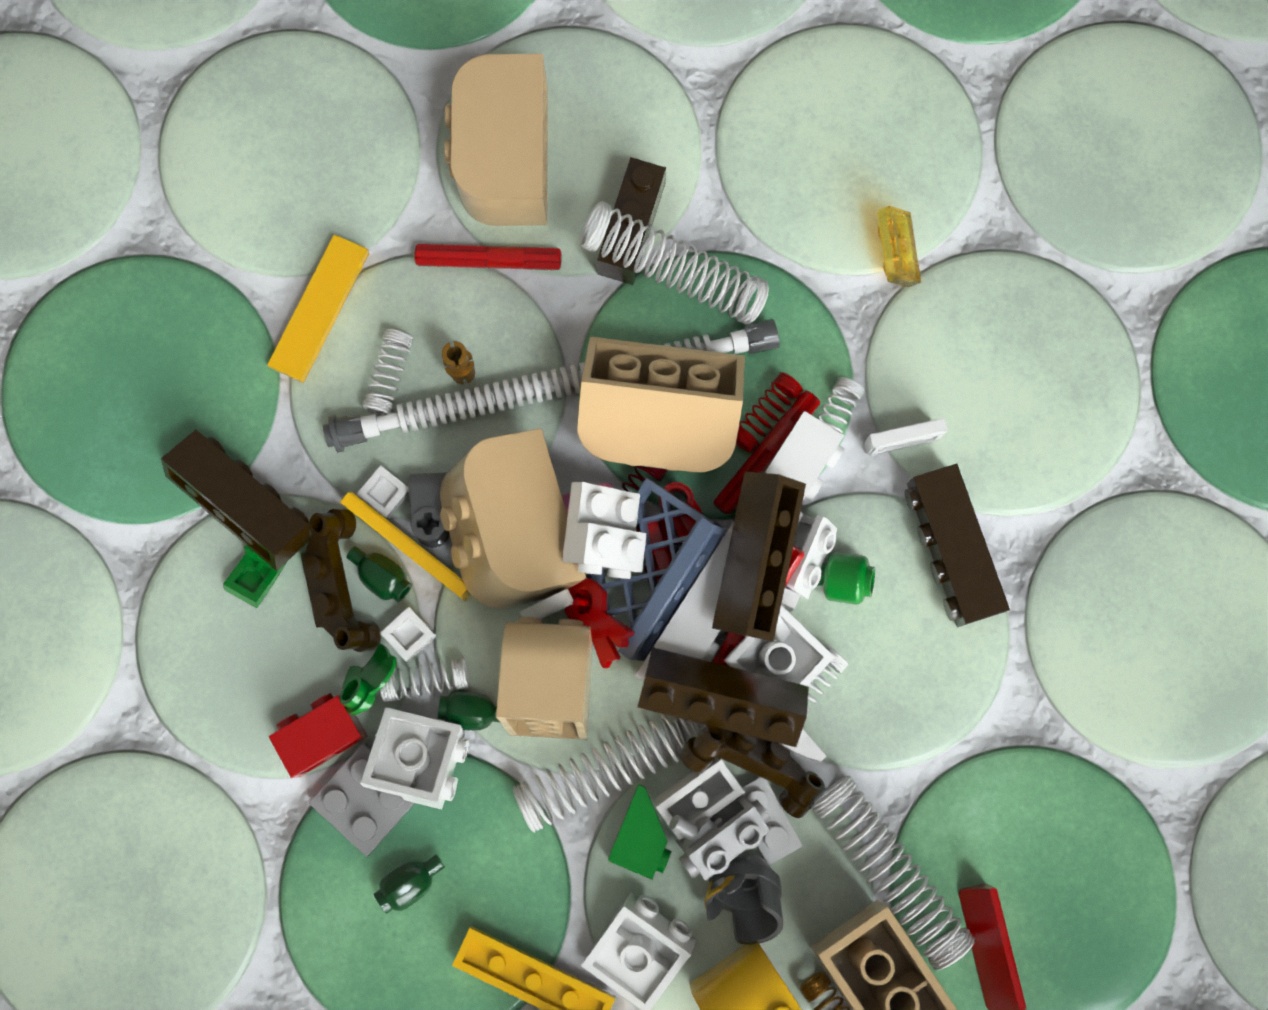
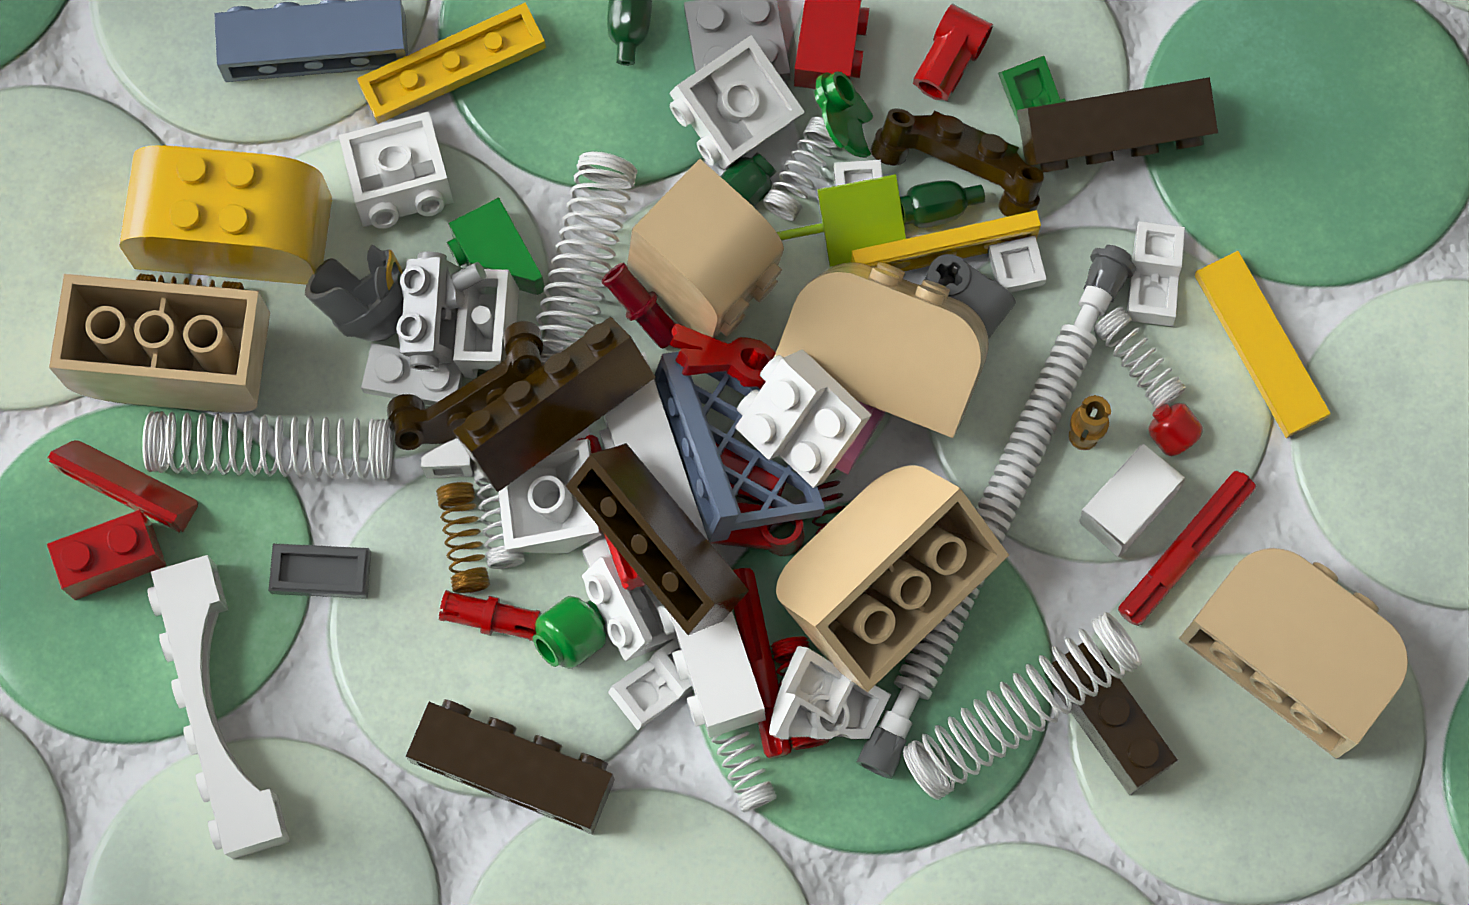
camera: 130 degrees right, 5 degrees down
(255, 648) = (956, 42): none -> red piece
(311, 408) = (1158, 267): none -> white slope
(417, 317) = (1175, 428): none -> red piece
(435, 616) = (856, 217): none -> lime piece
(485, 307) = (1131, 500): none -> white piece
(548, 605) = (774, 321): white tile -> none
(603, 707) = (640, 304): none -> dark red axle
(770, 389) = (823, 702): none -> white slope
(820, 722) = (458, 495): none -> pearl gold piece
(837, 503) = (651, 687): none -> white slope
(876, 638) = (488, 615): none -> red pin
(905, 437) = (660, 809): white tile -> none
(937, 771) = (319, 571): none -> dark grey tile
(1048, 915) = (106, 555): none -> red brick
(1120, 688) = (190, 602): none -> white arch

